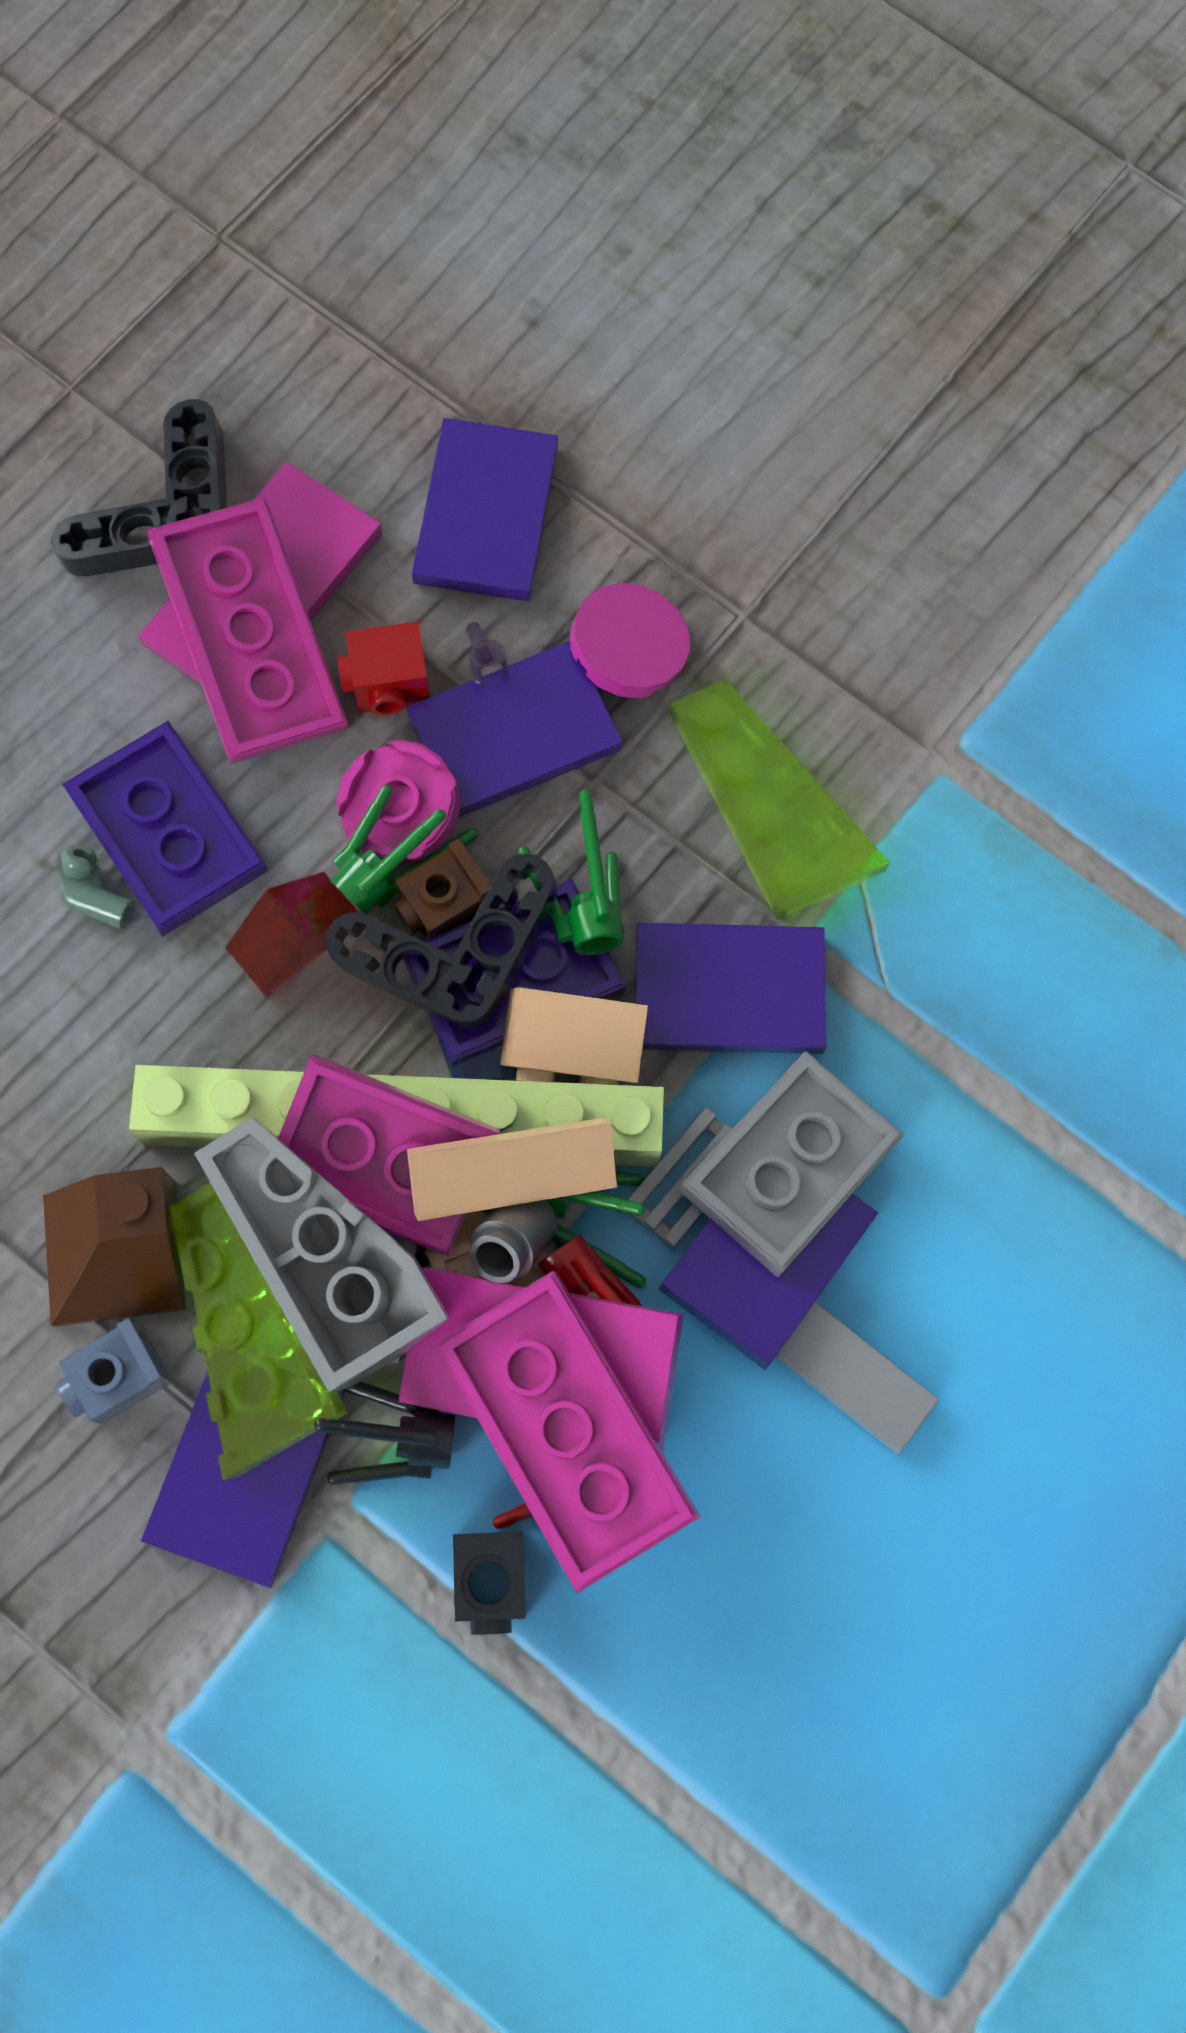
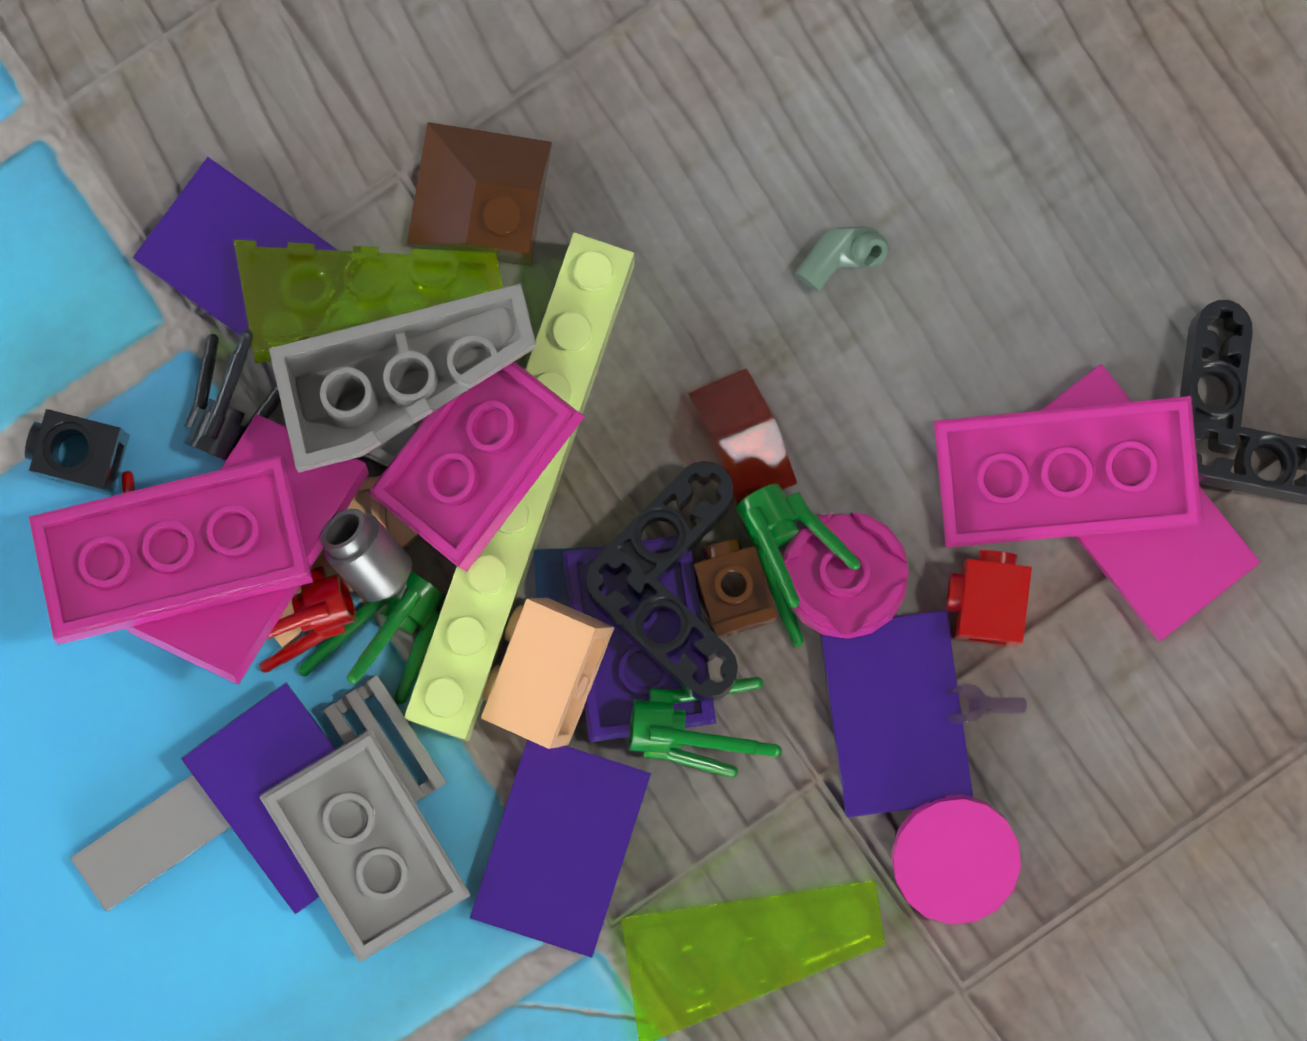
camera: 110 degrees right, 10 degrees up
(136, 1376) = (366, 188): sand blue brick -> none
(165, 828) = (888, 341): dark purple tile -> none
(485, 509) = (1153, 756): dark purple tile -> none
(511, 1168) = (421, 570): light nougat tile -> none

